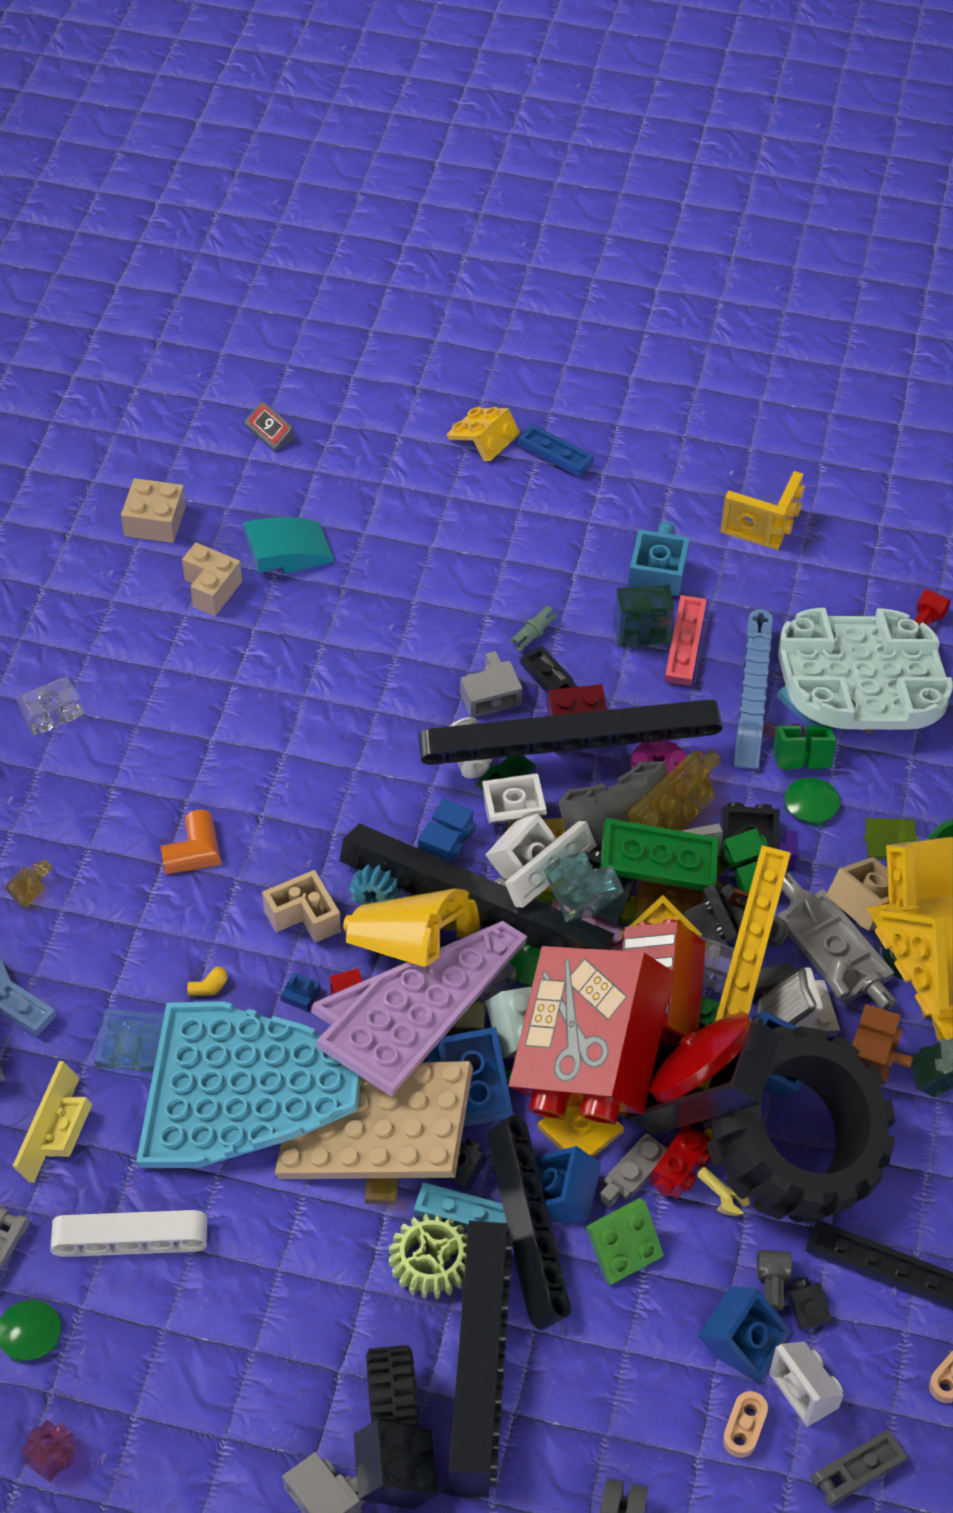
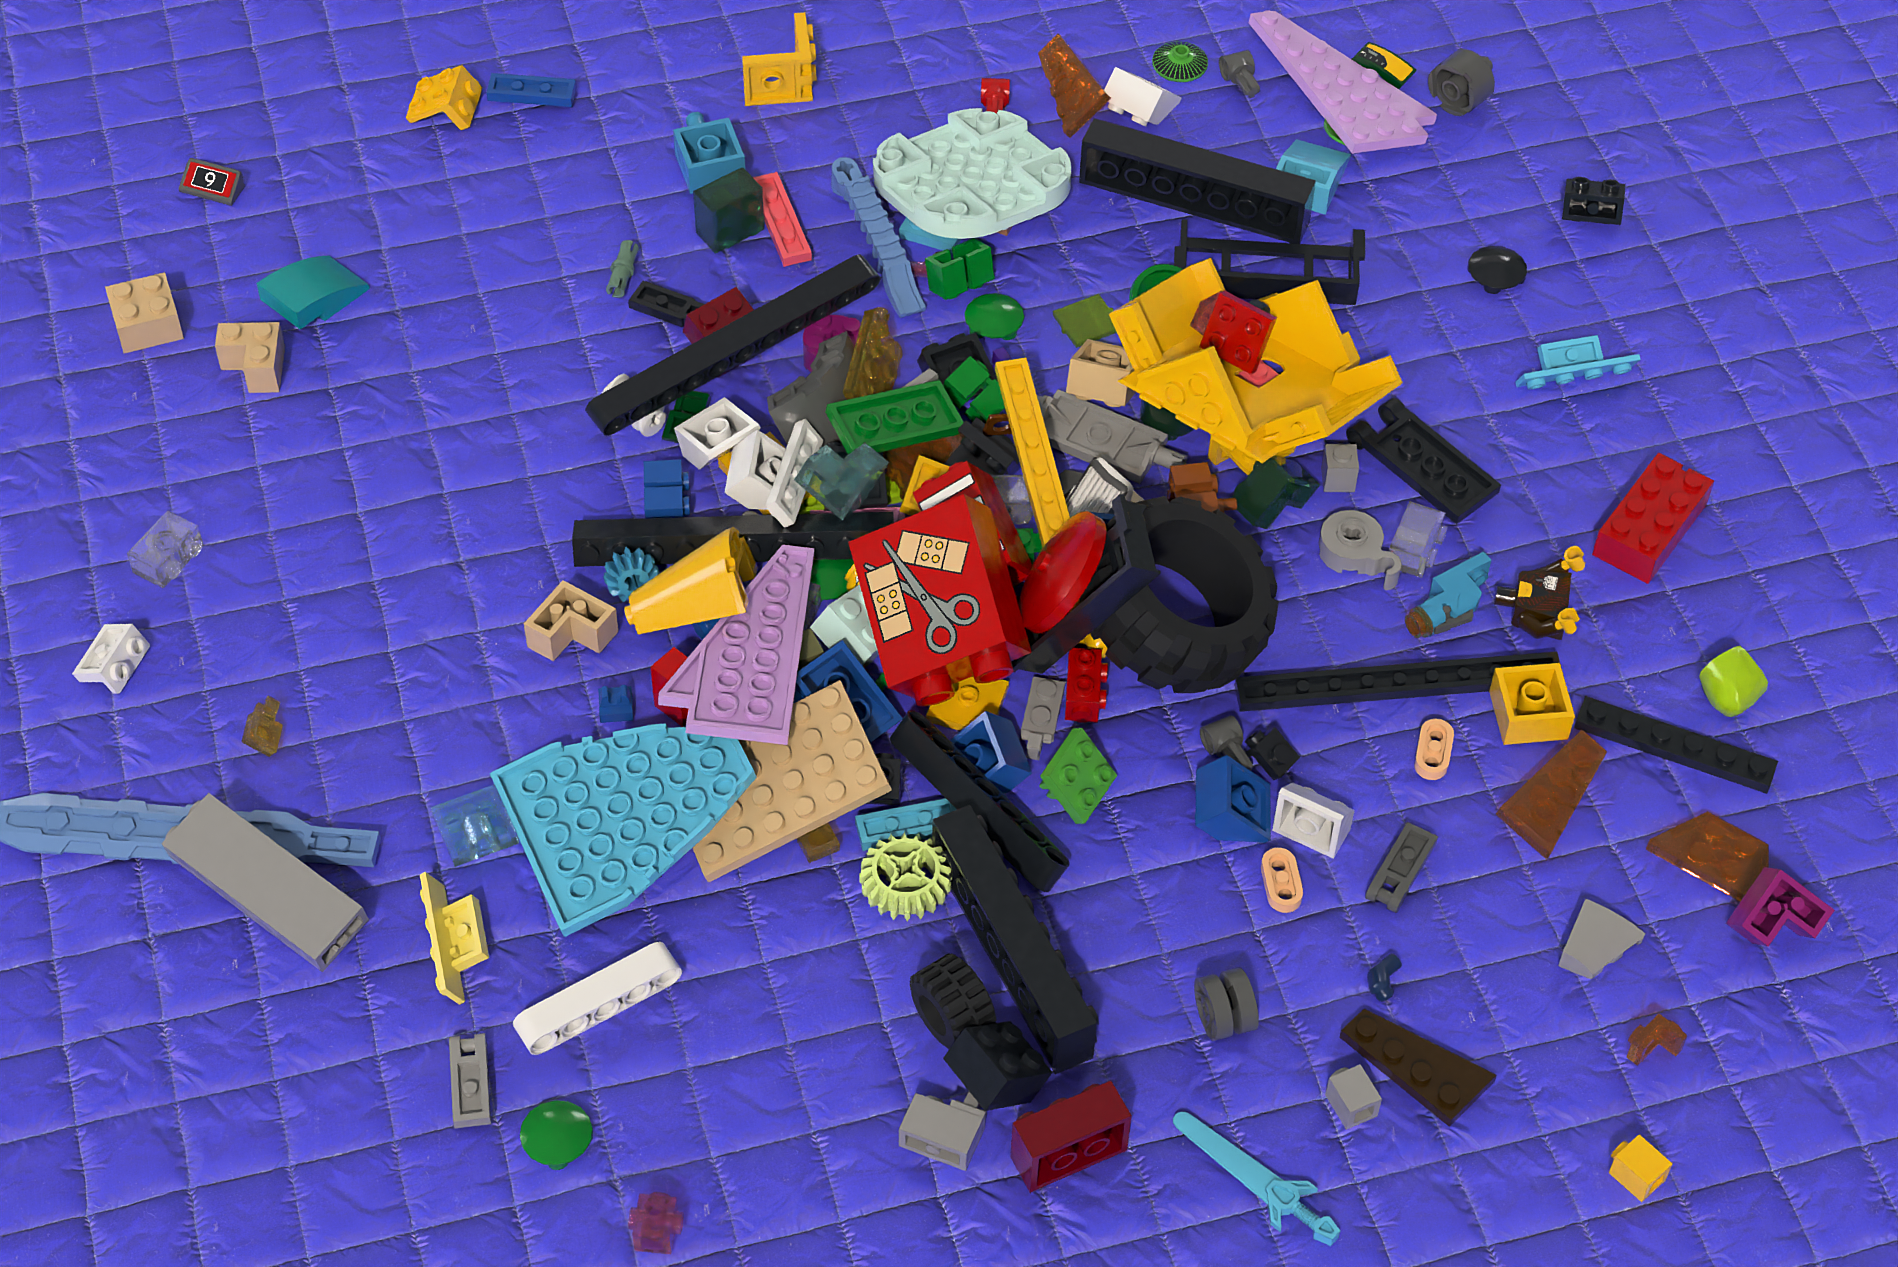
camera: 30 degrees left, 0 degrees up
(199, 850) = (419, 618): orange brick -> none
(210, 985) = (521, 738): yellow arm -> none
(492, 689) = (620, 342): light grey hinge -> none
(724, 1192) = (1140, 694): light yellow bar -> none
(835, 976) = (1120, 459): light grey arm -> none

